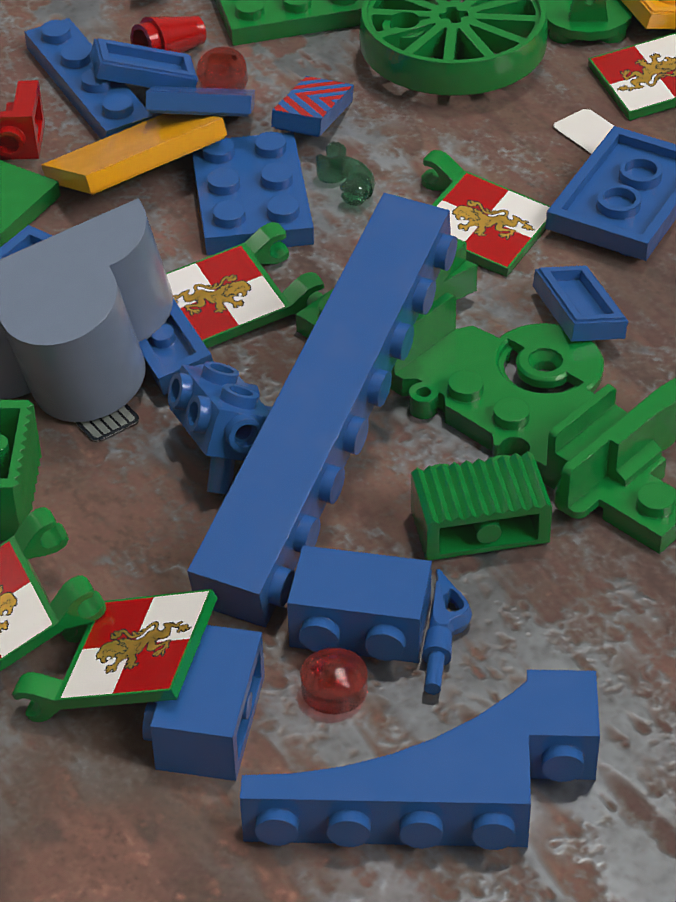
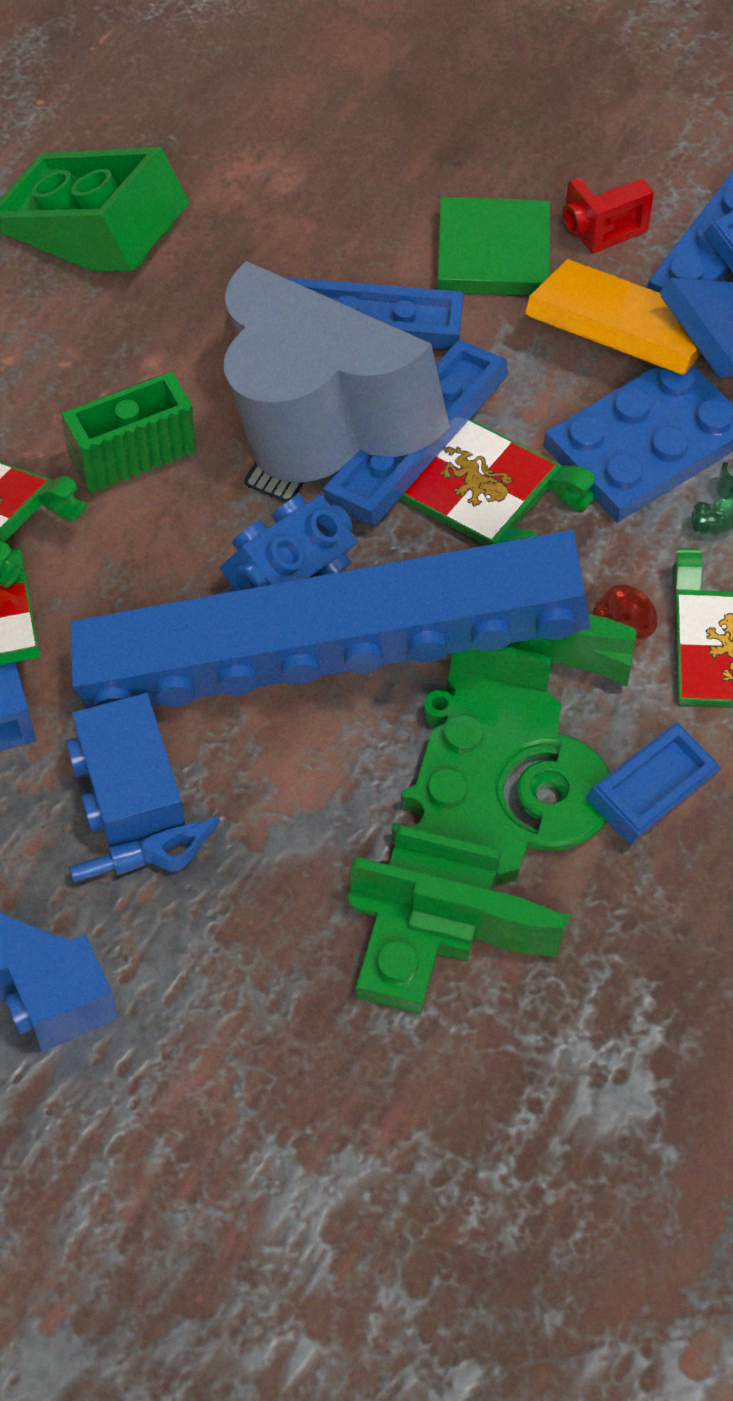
camera: 60 degrees right, 15 degrees up
(334, 681) = (43, 794): clear red tile -> none
(480, 506) = (305, 814): green brick -> none

